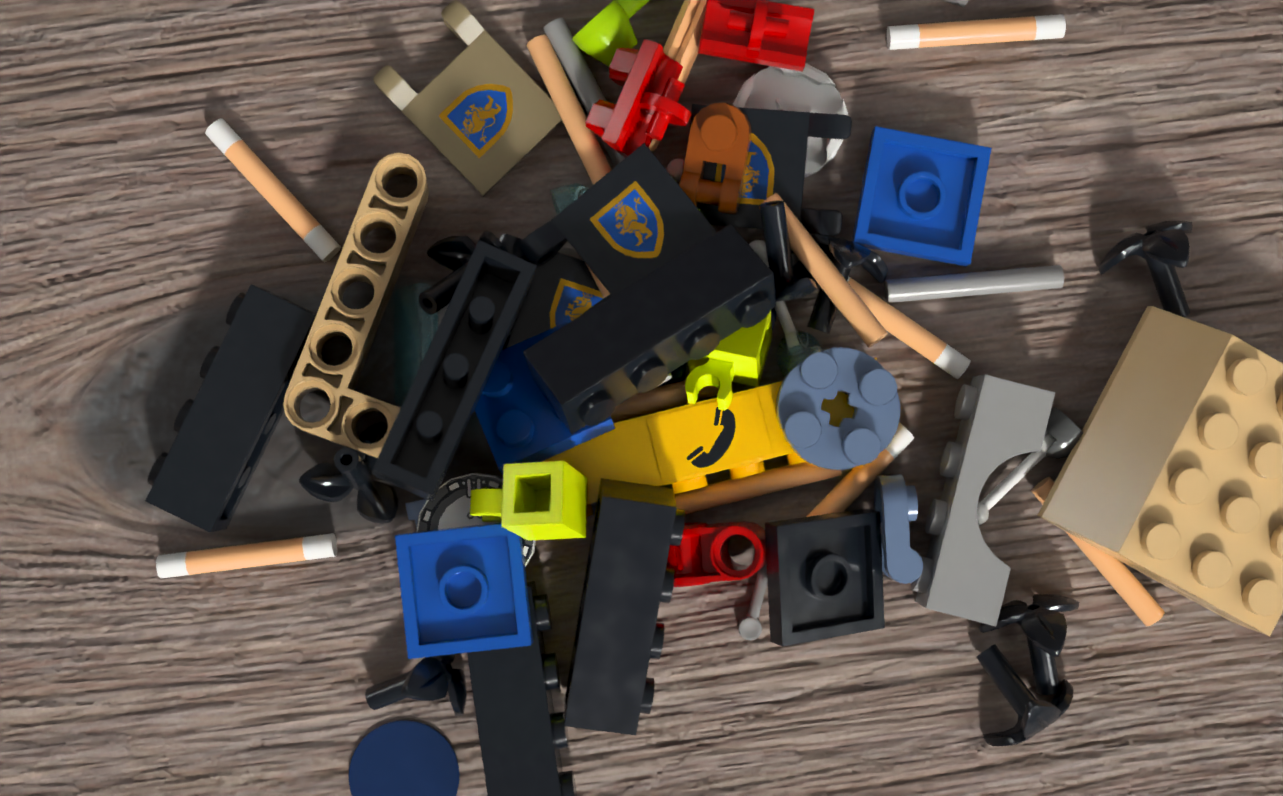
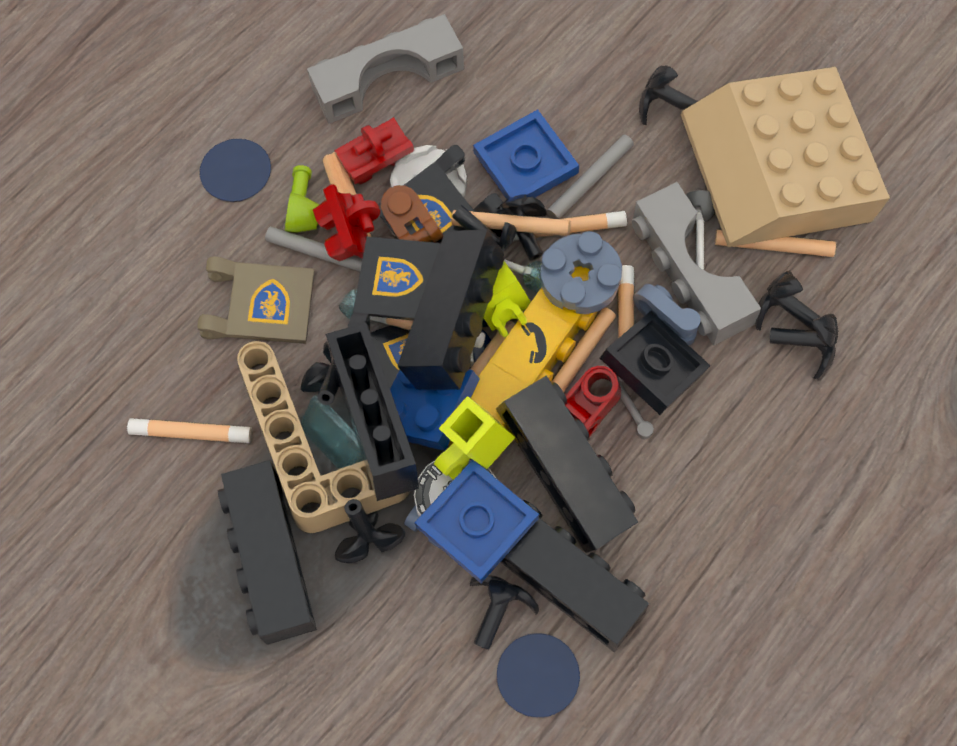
camera: 40 degrees left, 20 degrees down
(246, 555) = (341, 631): light nougat bar -> none
(568, 107) = (312, 261): light nougat bar -> none
(976, 31) = (479, 73): light nougat bar -> none

